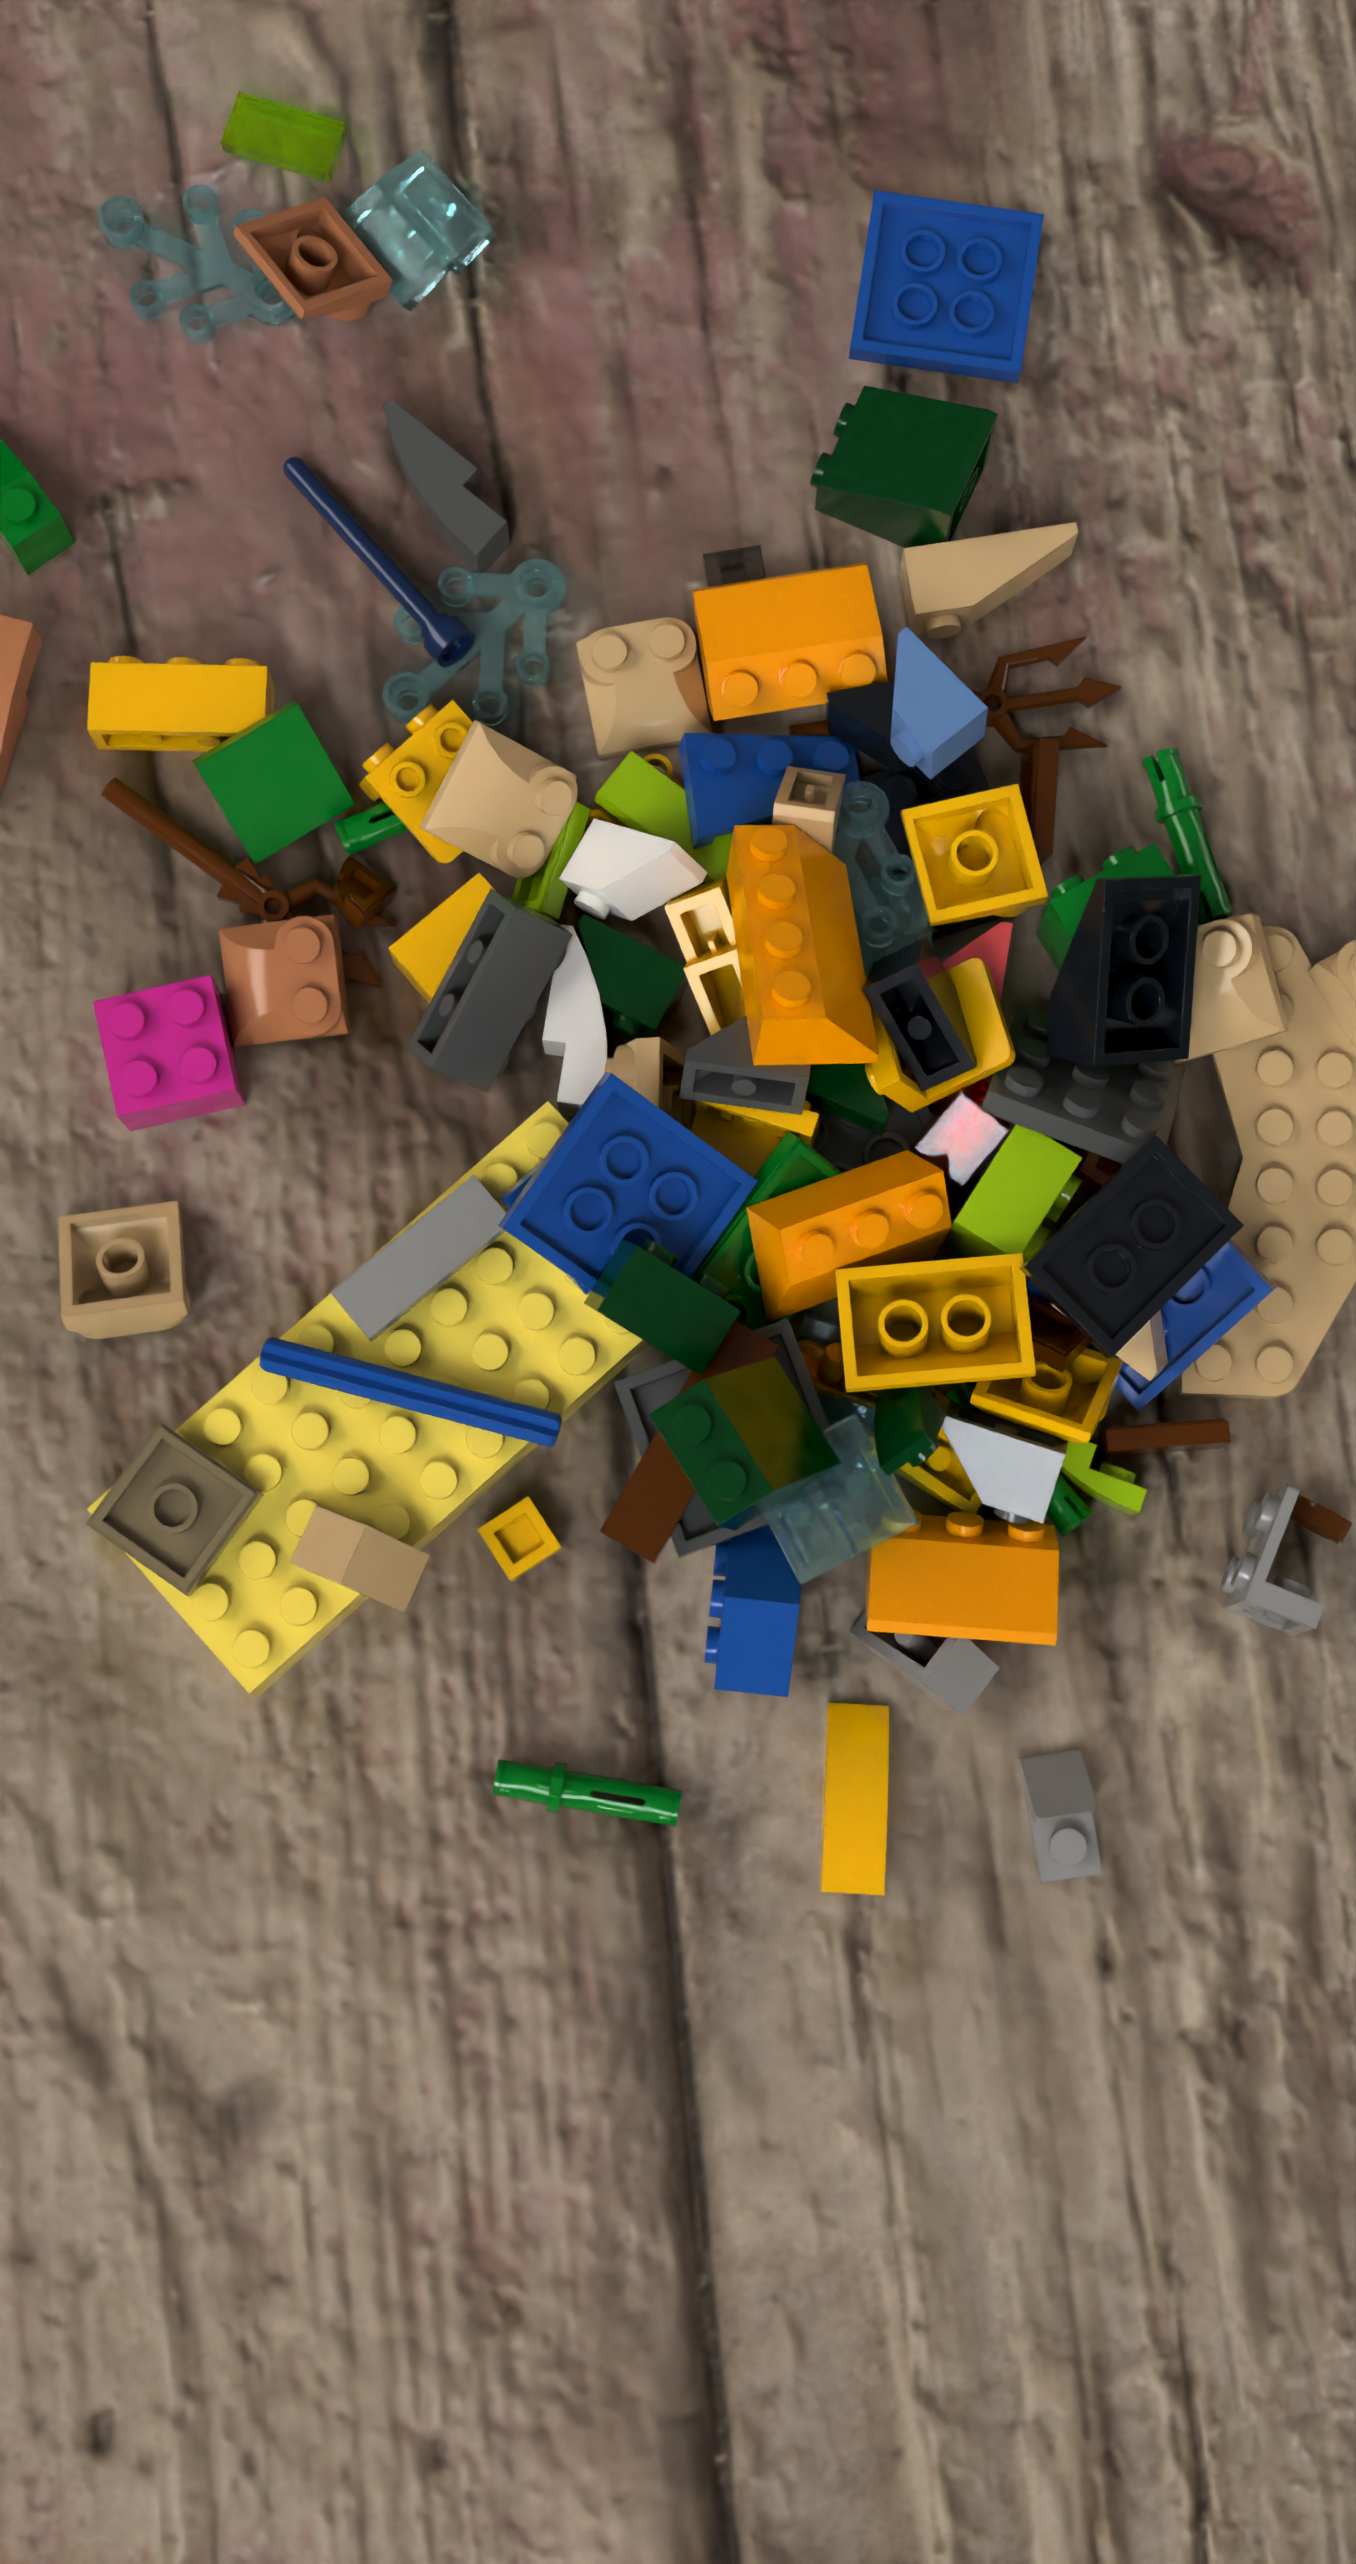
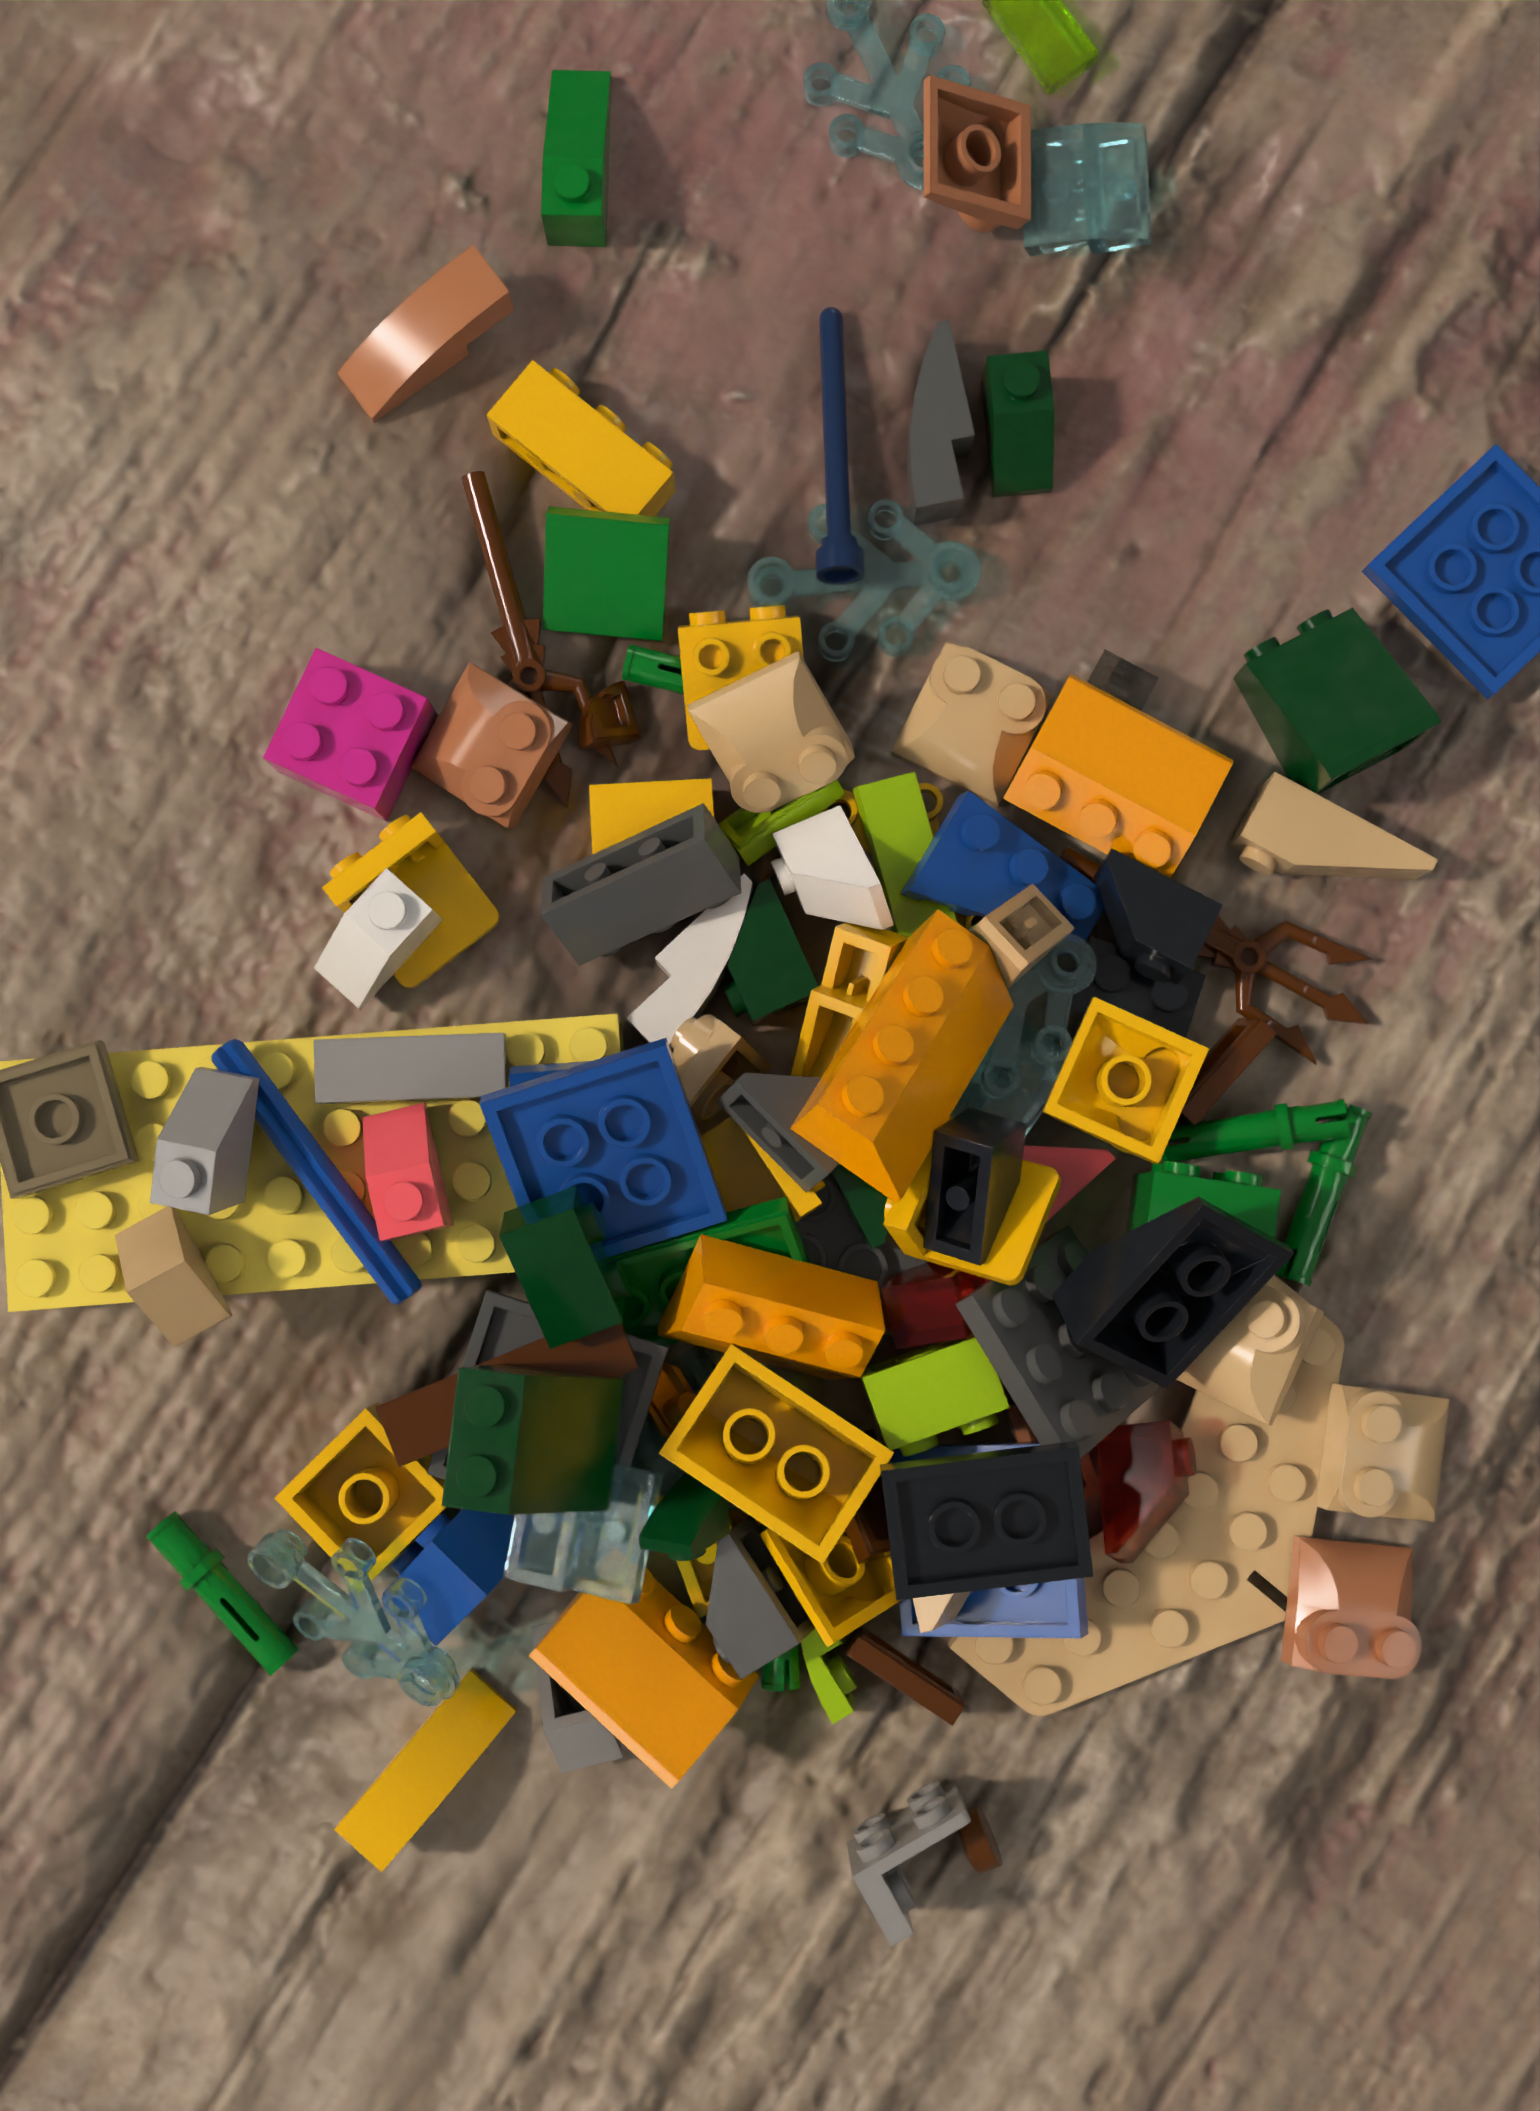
camera: 35 degrees right, 5 degrees up
(123, 1271) = (179, 884): tan slope -> none
(310, 1427) = (206, 1143): none -> light grey slope
(313, 1189) = (375, 938): none -> white slope
(316, 1144) = (435, 875): none -> yellow bracket
(483, 1338) = (404, 1173): none -> coral slope
(502, 437) = (1019, 422): none -> dark green slope
(519, 1539) = (326, 1348): yellow plate -> none
(643, 1618) = (363, 1493): none -> yellow brick
(784, 1714) = (421, 1669): none -> clear light blue plant
(932, 709) = (1183, 933): medium blue slope -> none
(1061, 1815) = (583, 1908): light grey slope -> none
(1111, 815) = (1257, 1131): none -> green pin
(1226, 1149) = (1141, 1483): none -> clear red slope

